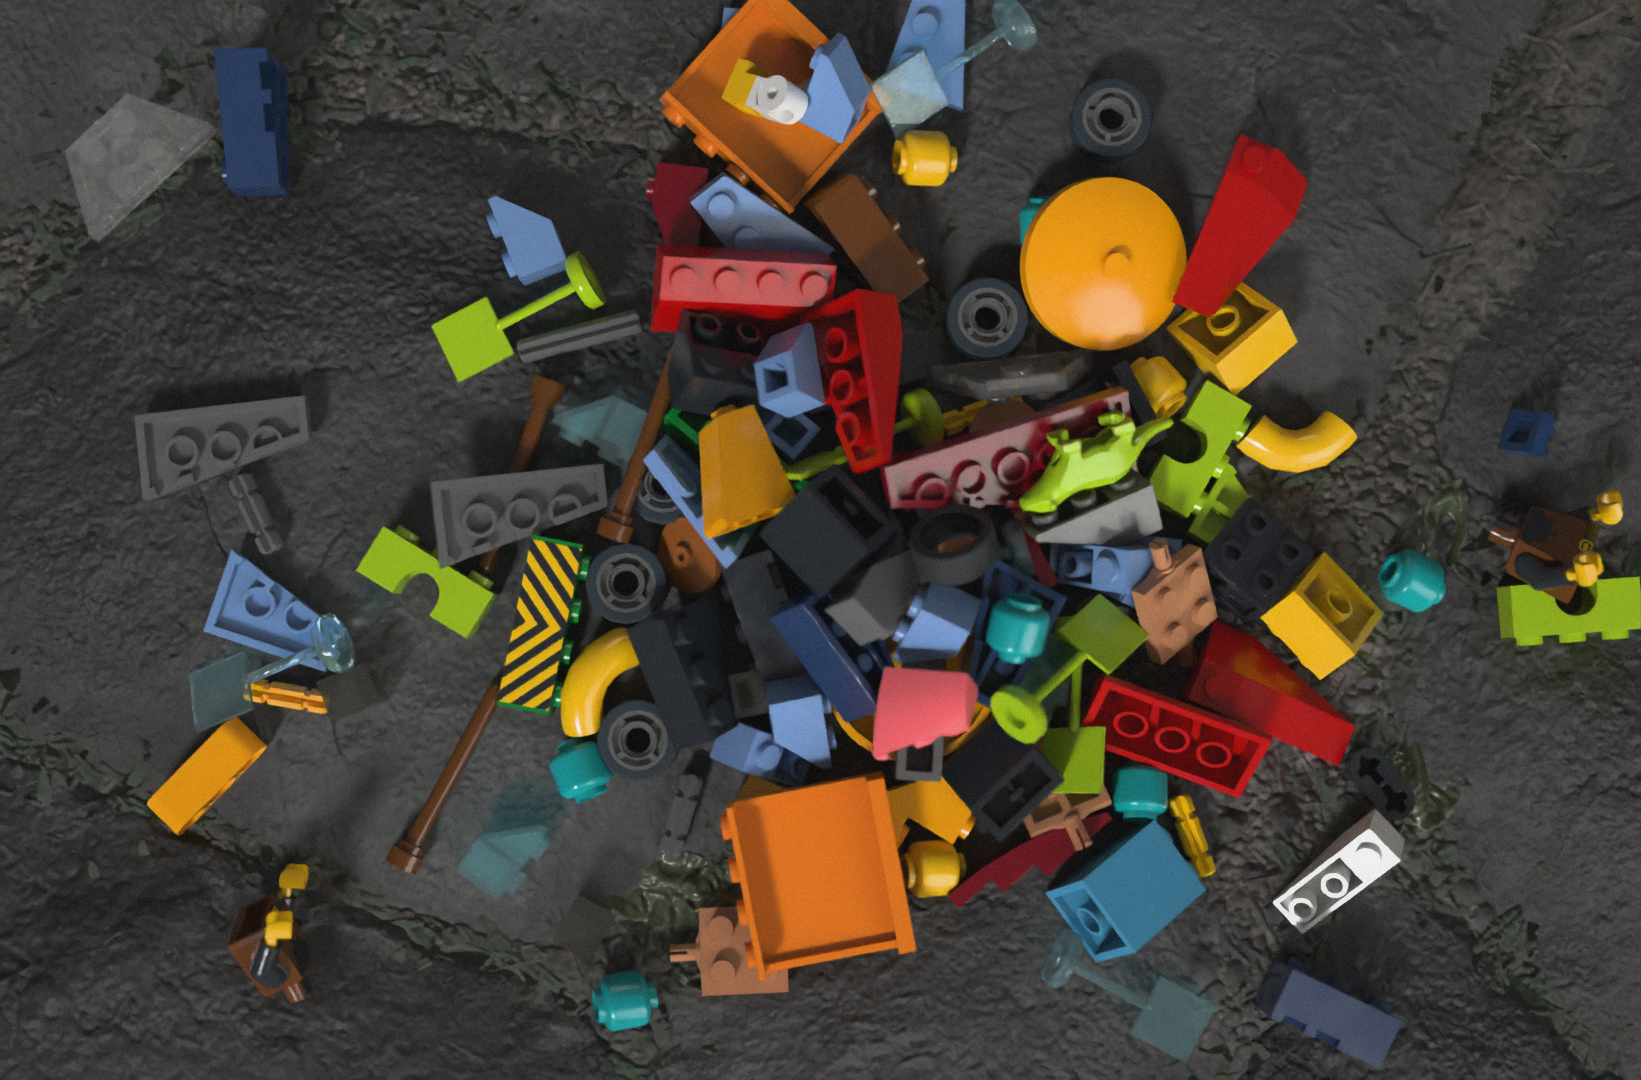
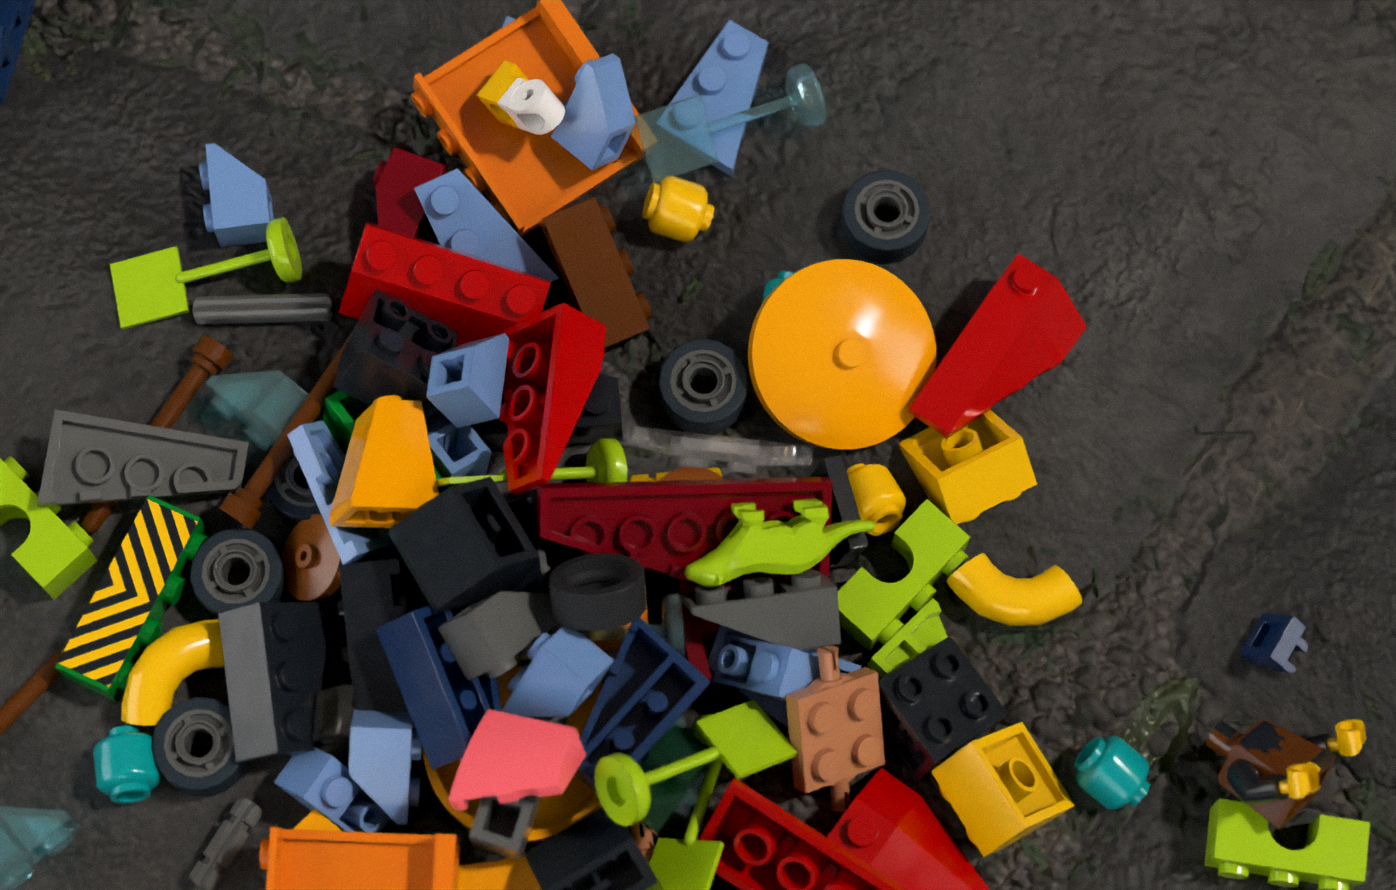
camera: 10 degrees right, 15 degrees down
(1018, 627) = (644, 694): teal head -> none

